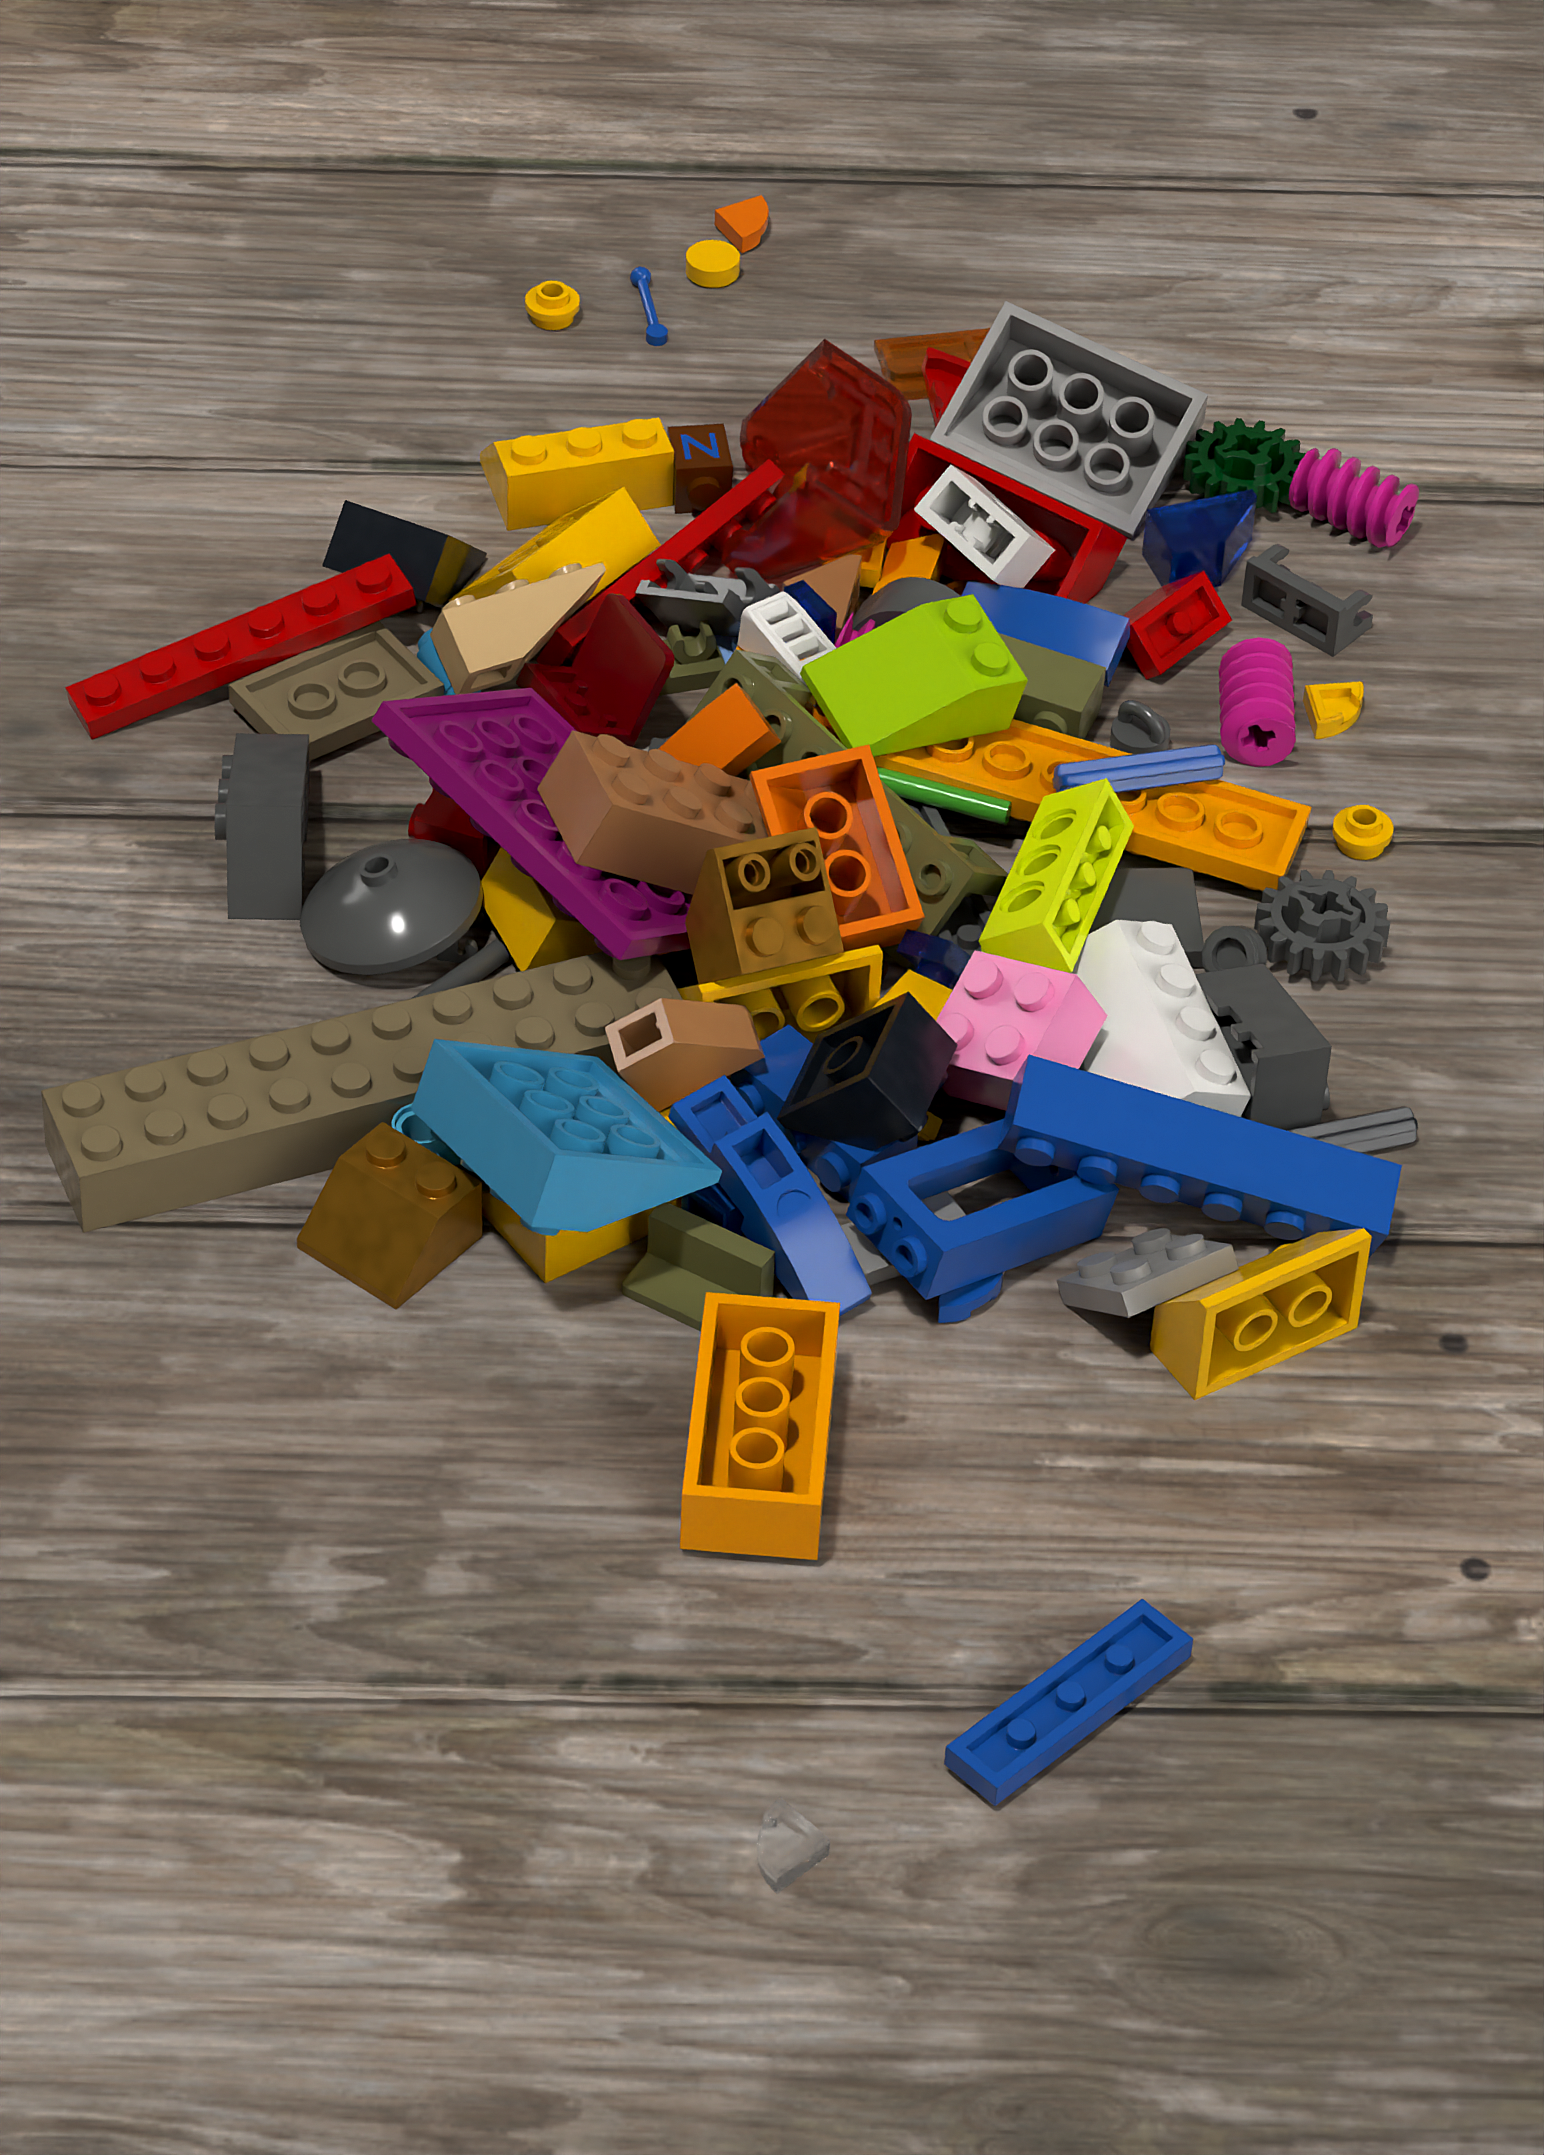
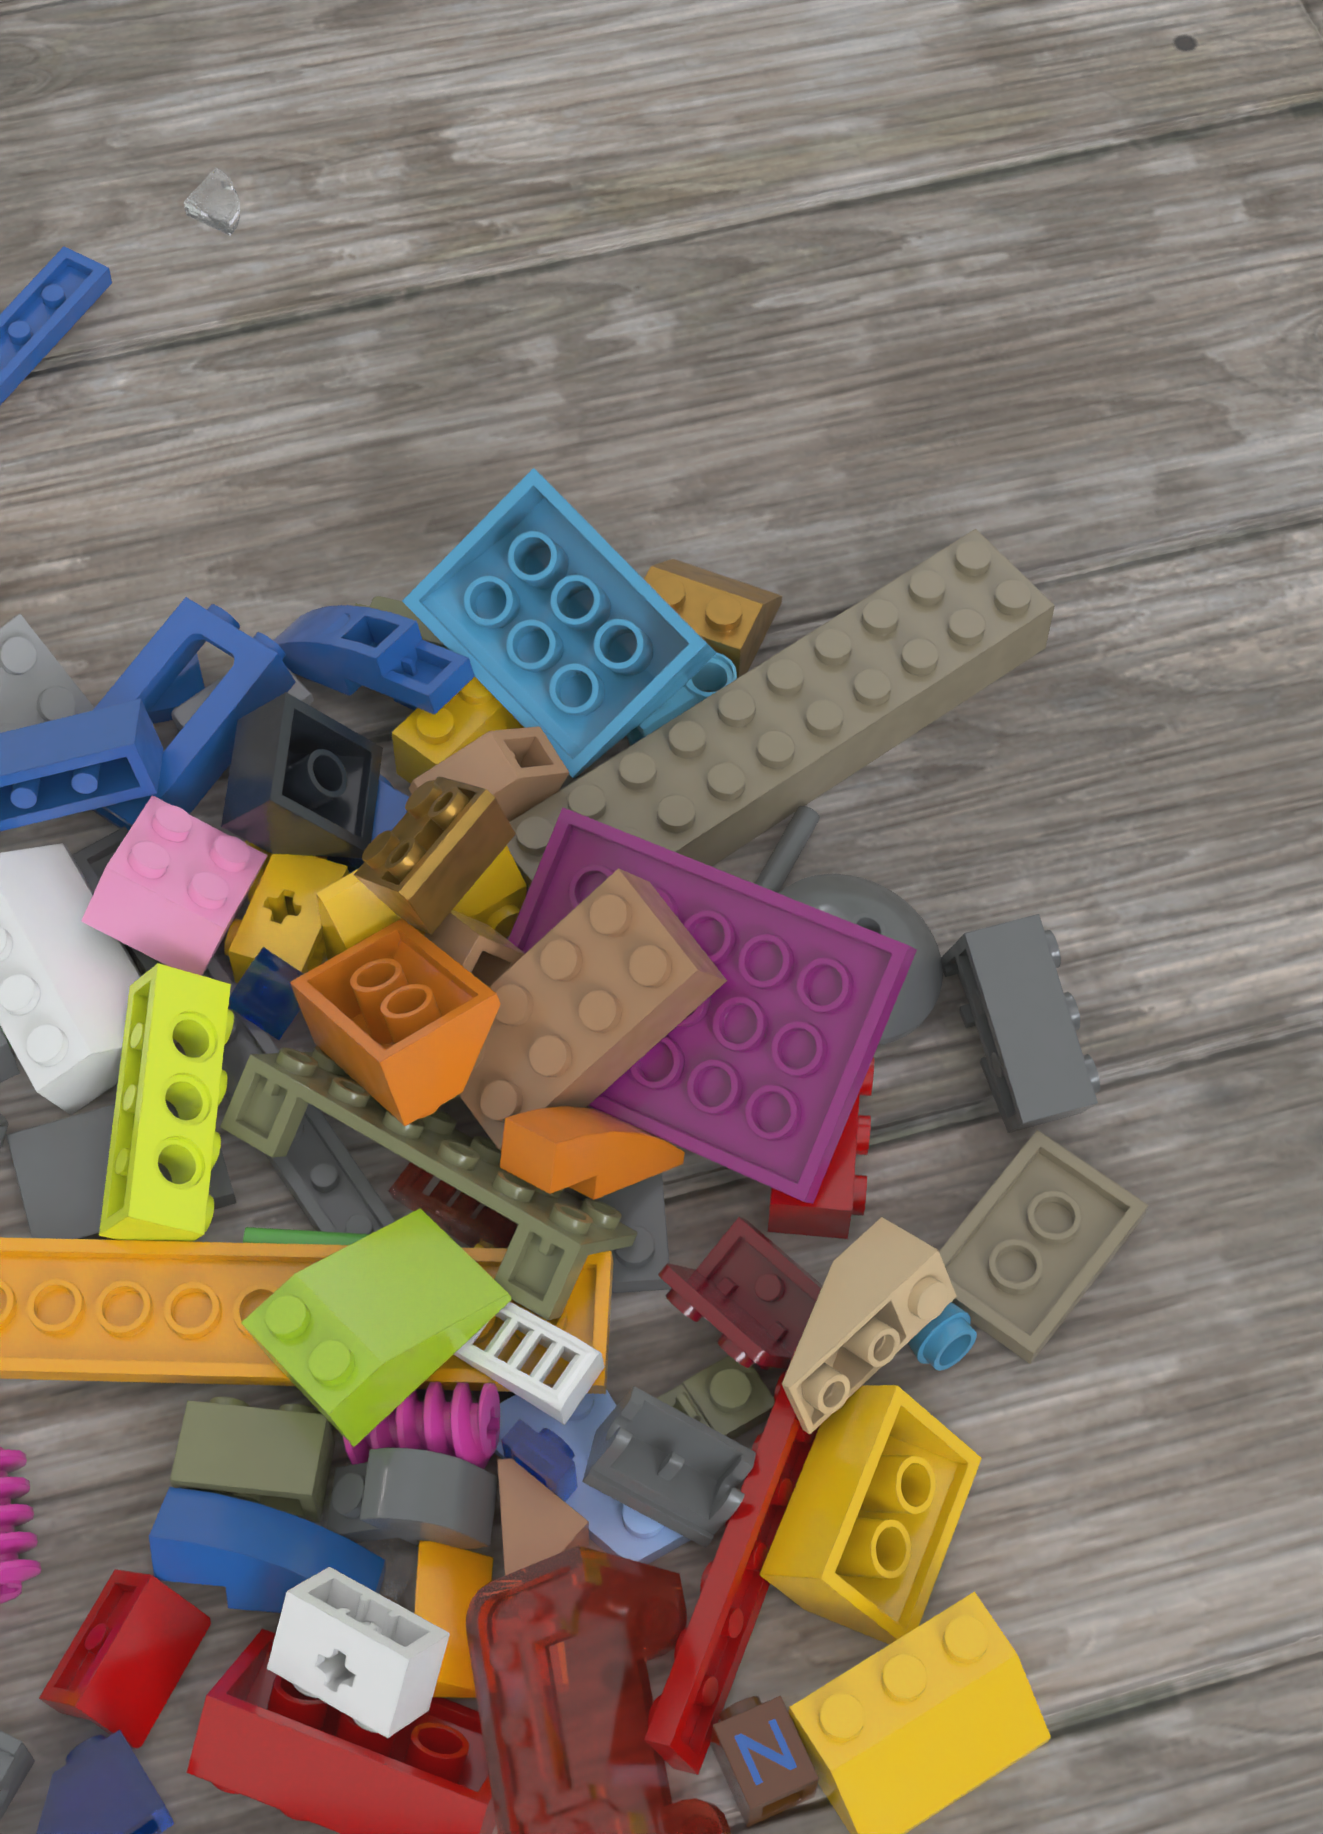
camera: 165 degrees right, 15 degrees up
(240, 646) = (1155, 1266): red plate -> none
(429, 559) = (1053, 1484): black slope -> none
(760, 1426) = (319, 475): light orange brick -> none
(1139, 729) = (124, 1459): dark grey tile -> none
(1144, 769) = (104, 1316): axle -> none

